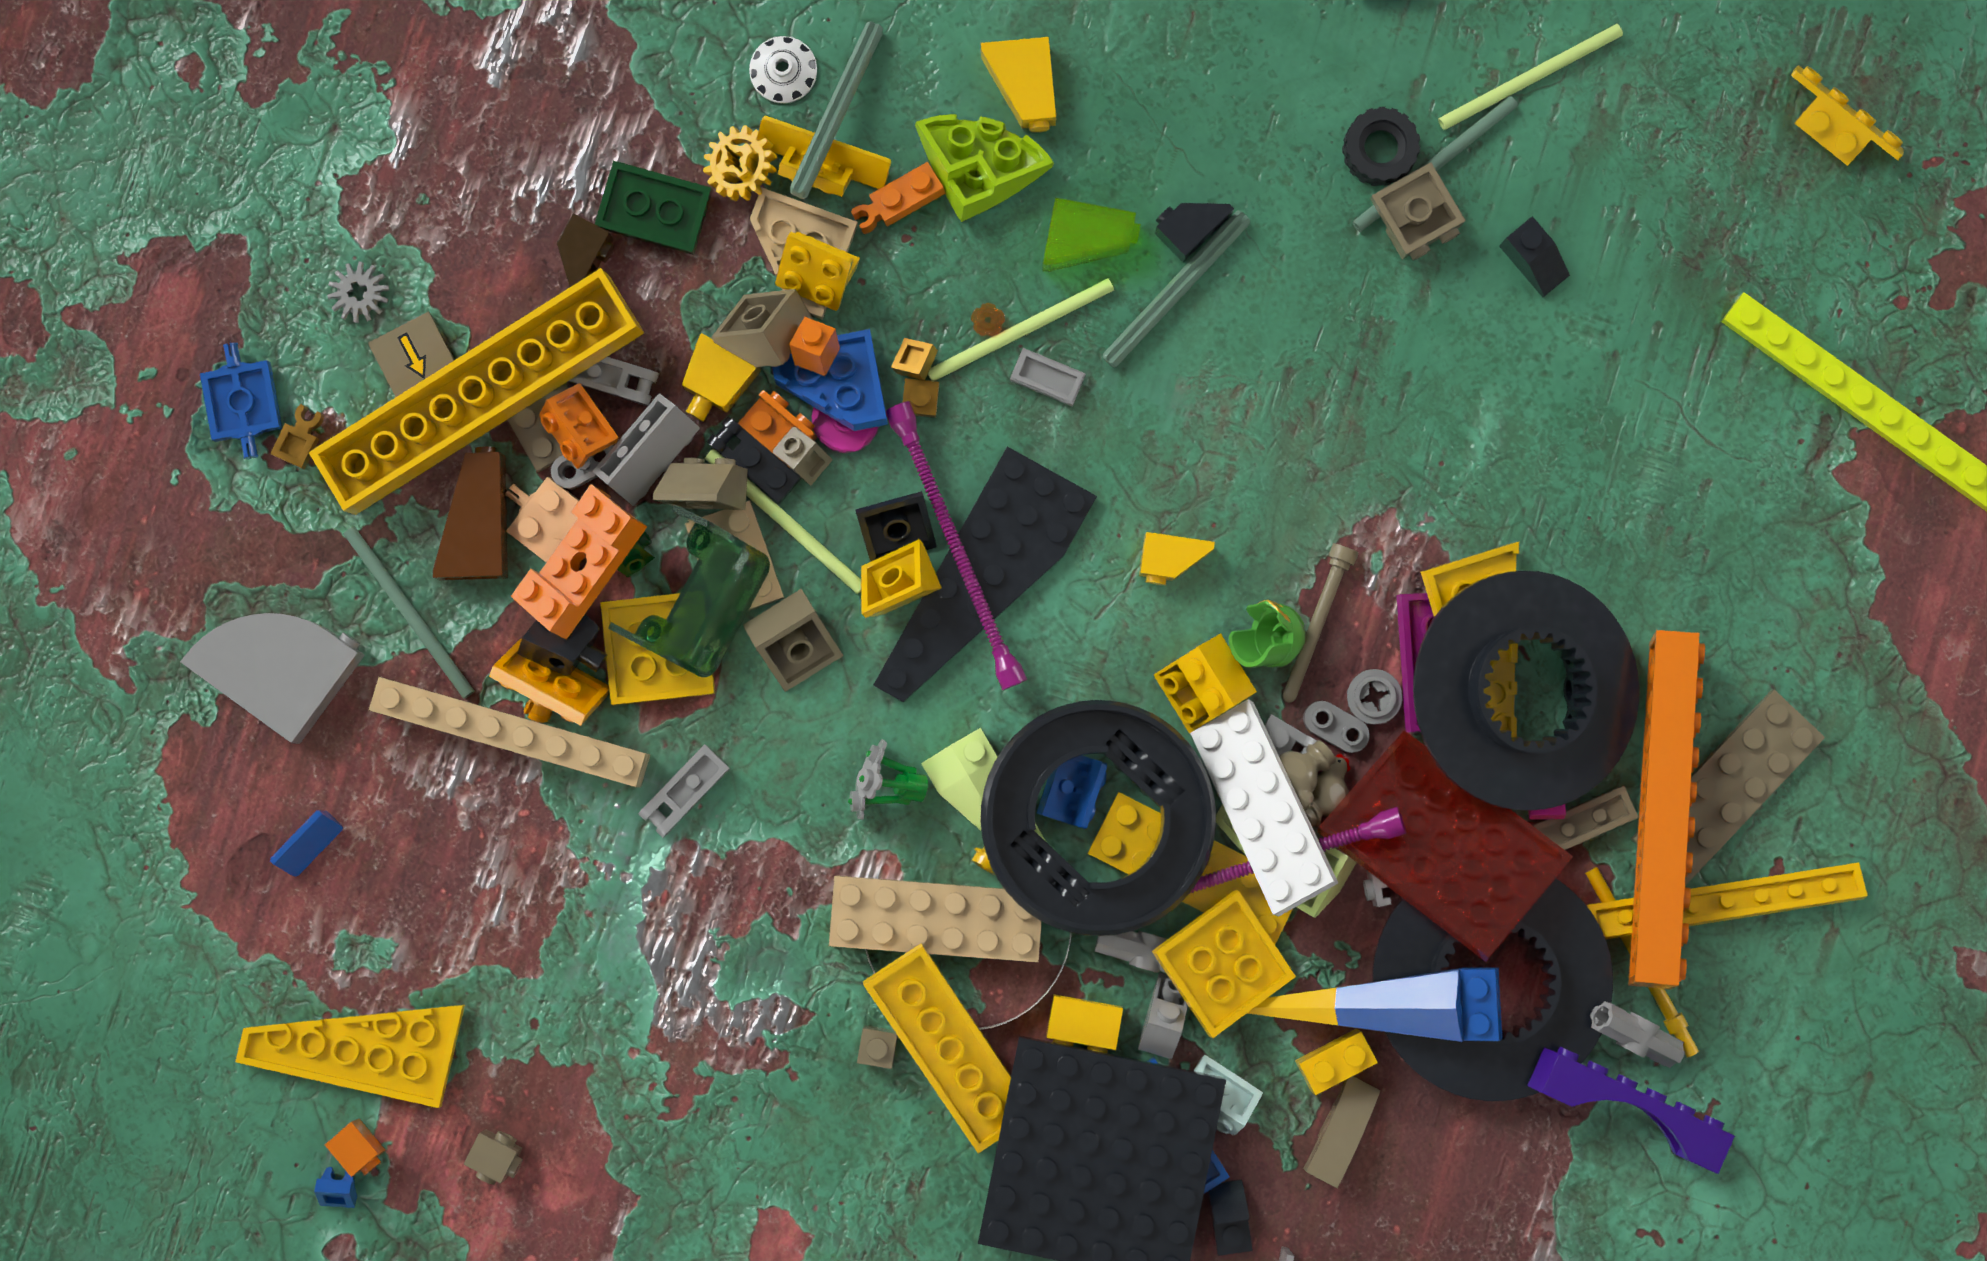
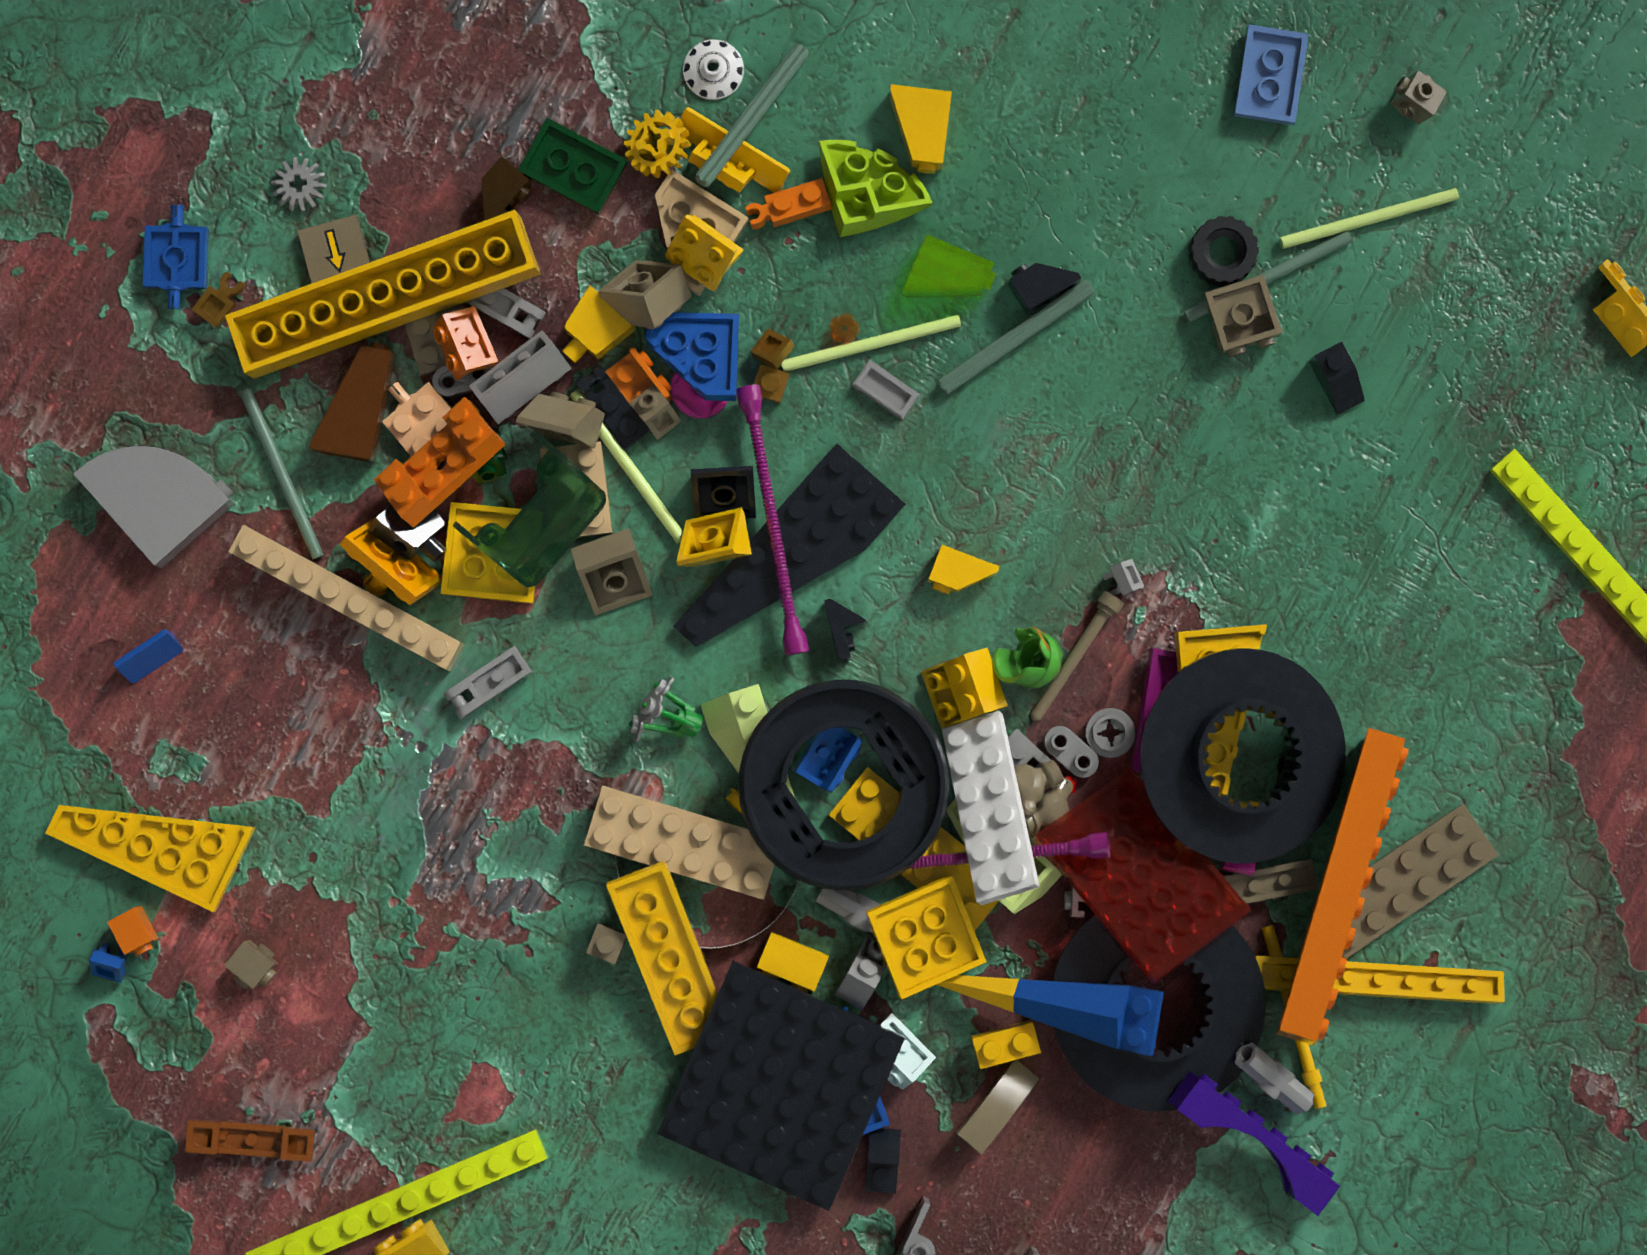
camera: 10 degrees right, 0 degrees up
(814, 346) = (686, 318): orange brick -> none
(1052, 638) = (840, 619): none -> black slope
(1354, 523) = (1126, 577): none -> light grey tile

